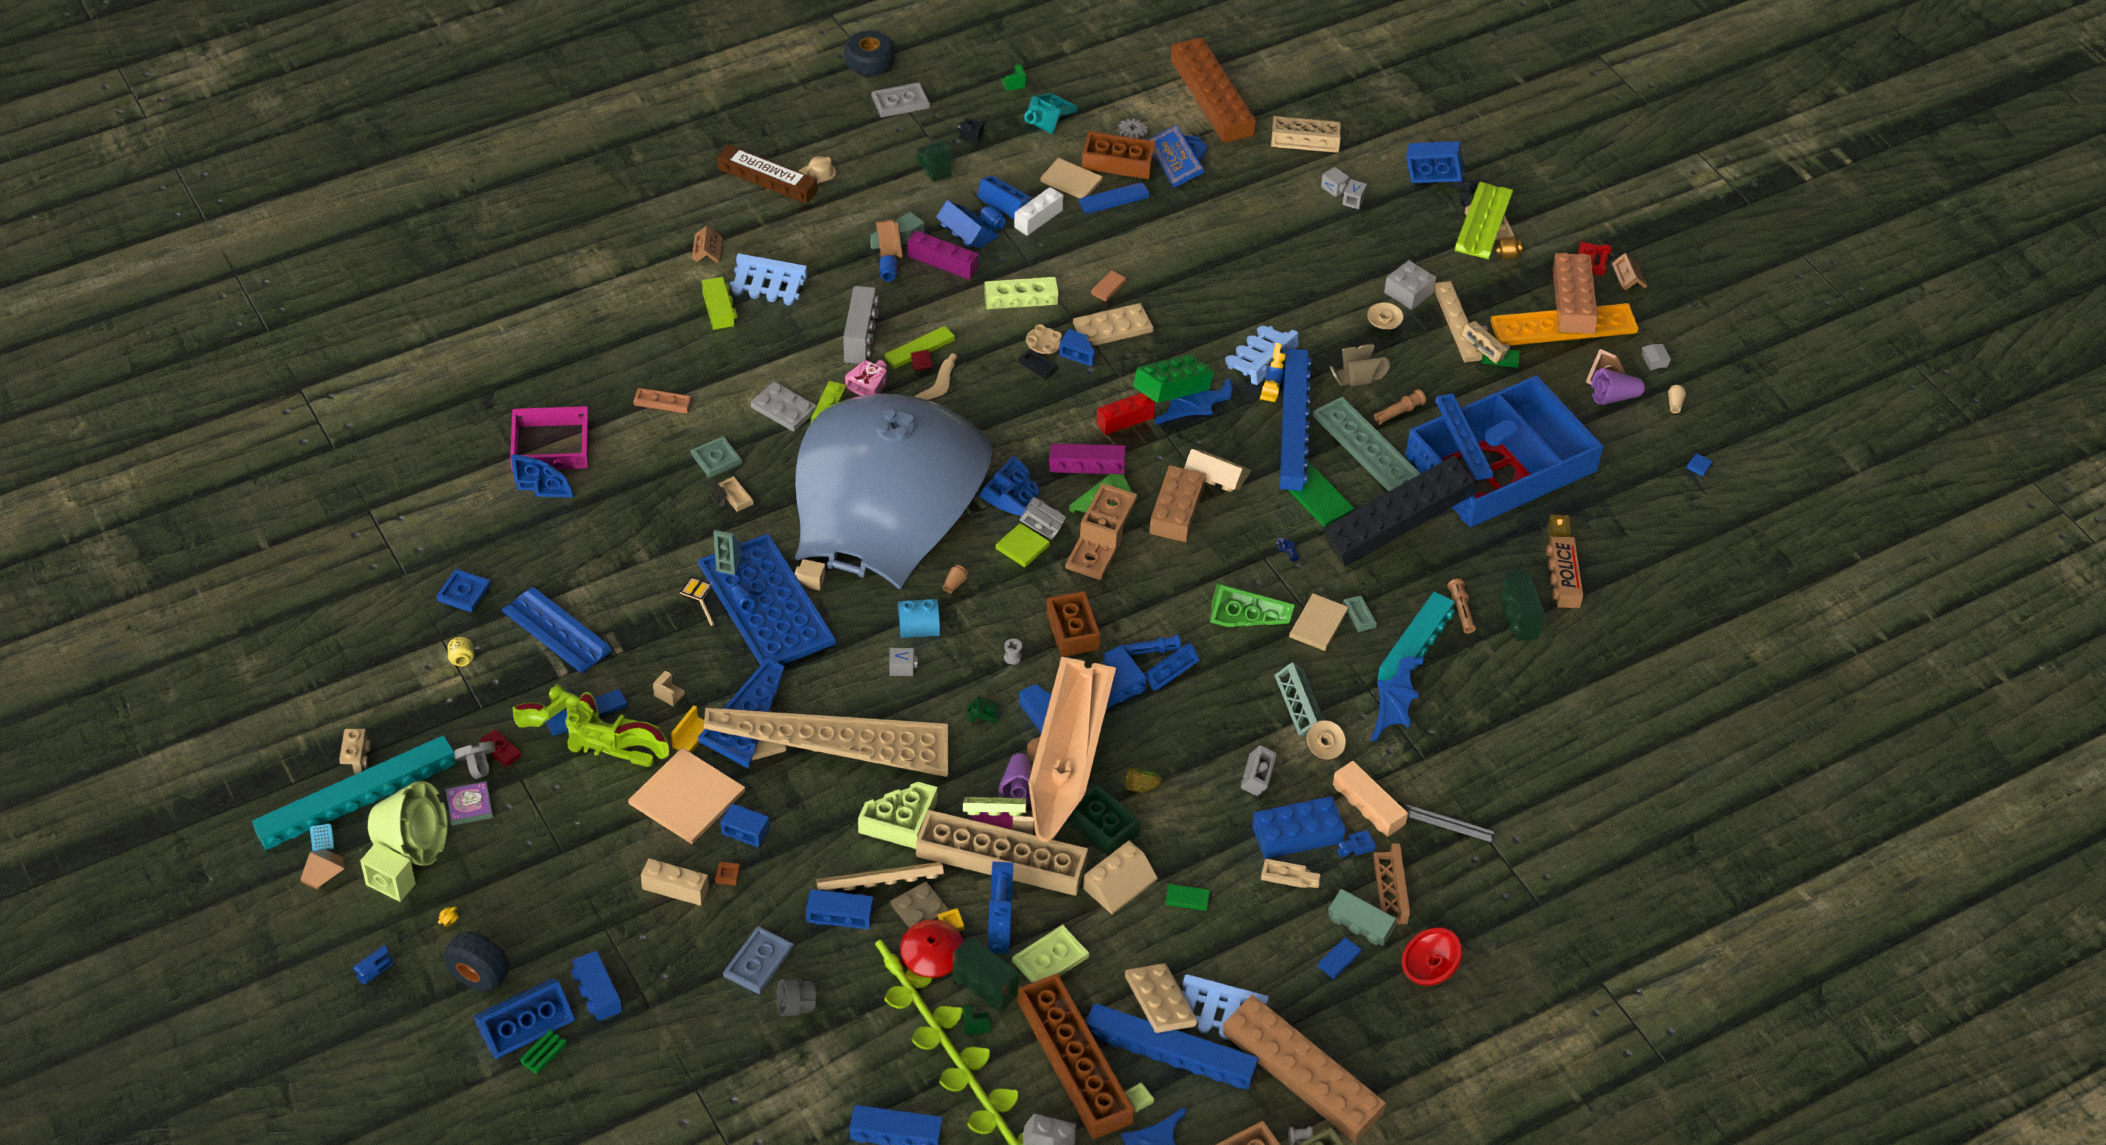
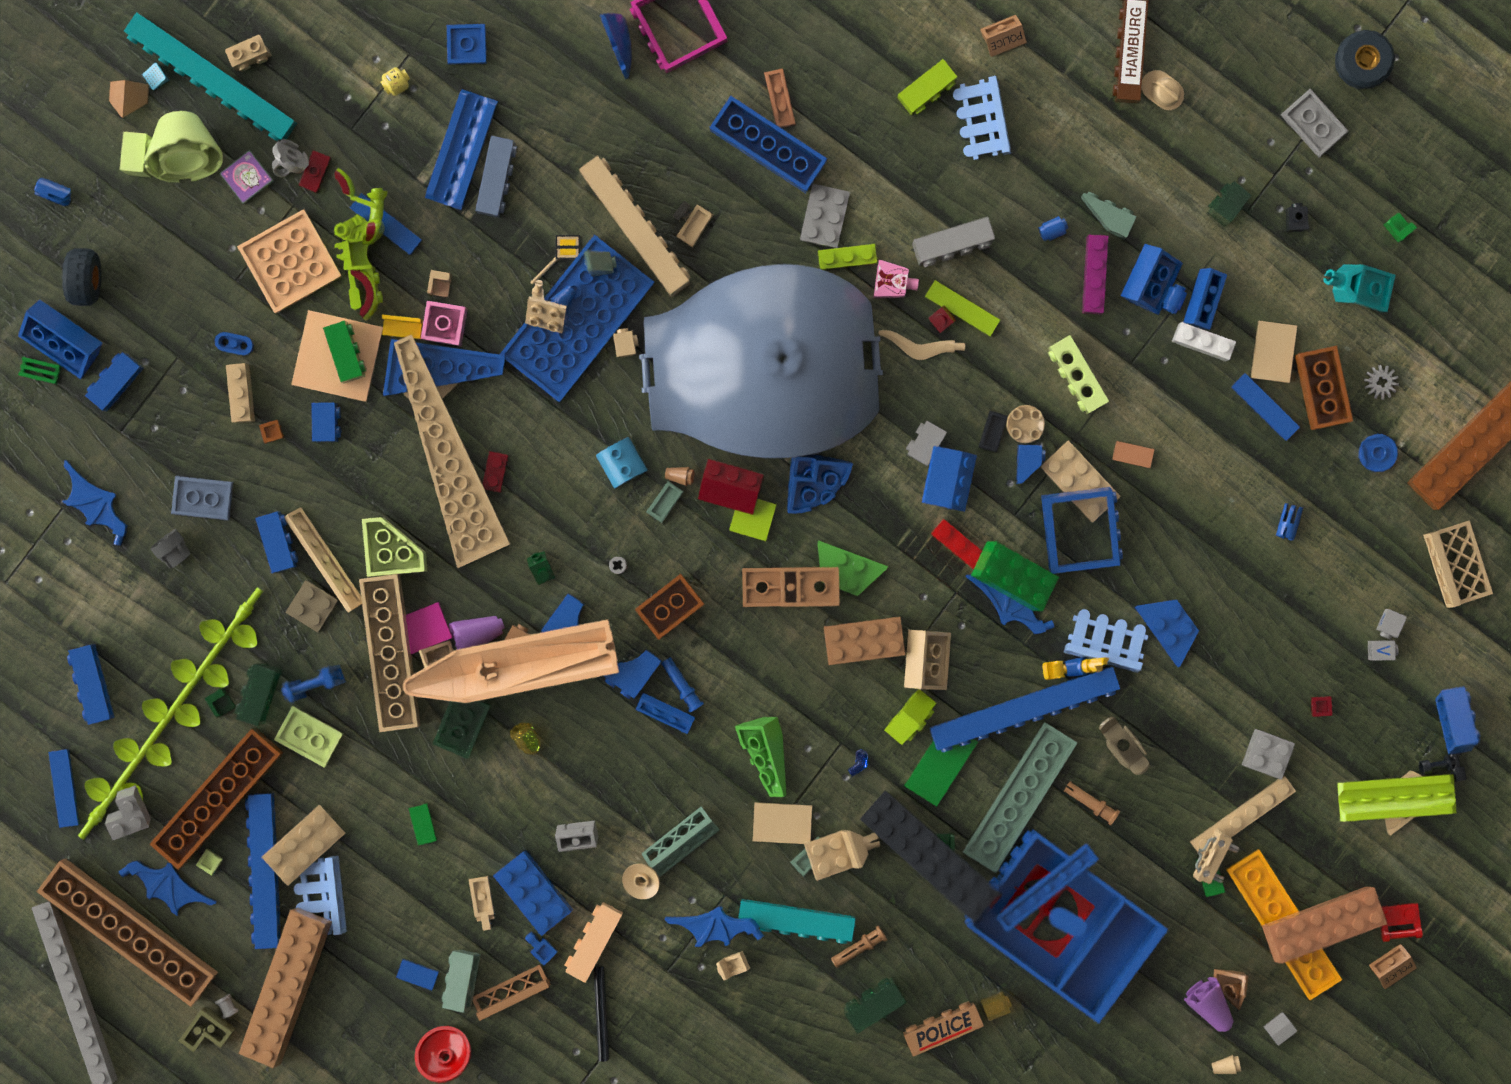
camera: 70 degrees right, 40 degrees up
(448, 916) = (125, 225): yellow plate -> none
(572, 797) = (289, 261): none -> light nougat plate
(598, 612) = (495, 176): none -> sand blue brick
(620, 871) = (234, 344): none -> blue plate
(687, 779) = (344, 351): none -> green brick
(695, 525) = (632, 222): none -> tan brick
(697, 414) = (768, 144): none -> blue brick
(708, 690) = (444, 323): none -> bright pink brick
(709, 1056) = (94, 504): none -> blue animal
(716, 456) = (732, 185): sand green tile -> none
(746, 608) = (544, 313): none -> tan plate
(868, 710) = (495, 471): none -> dark red plate
(889, 238) = (1087, 212): medium nougat panel -> none
(902, 661) = (561, 473): light grey brick -> none
(927, 958) = (283, 636): red dish -> none
(952, 917) = (306, 639): yellow plate -> none
(972, 601) = (665, 501): none -> sand green tile
(985, 543) = (730, 487): none -> dark red slope
(994, 806) = (430, 627): yellowish green plate -> none
(1023, 405) = (922, 447): none -> light grey brick
(1042, 518) = (784, 525): light grey brick -> none
(1065, 394) = (949, 478): none -> blue slope
(1087, 458) = (880, 535): magenta brick -> none
(1119, 877) = (413, 761): tan slope -> none
(1147, 349) = (1113, 516): none -> blue window
(1176, 156) = (1353, 445): blue tile -> none
(1218, 212) = (1287, 528): none -> blue arm
(1266, 493) = (911, 717): none -> lime brick
(1270, 311) = (1170, 627): none -> blue wing
(1366, 584) = (839, 852): none -> tan plate
(1384, 243) = (1321, 706): none -> dark red plate
(1385, 315) = (1221, 747): tan dish -> none
(1439, 700) = (732, 965): none -> tan bracket
(1509, 248) = (1371, 835): pearl gold head -> none

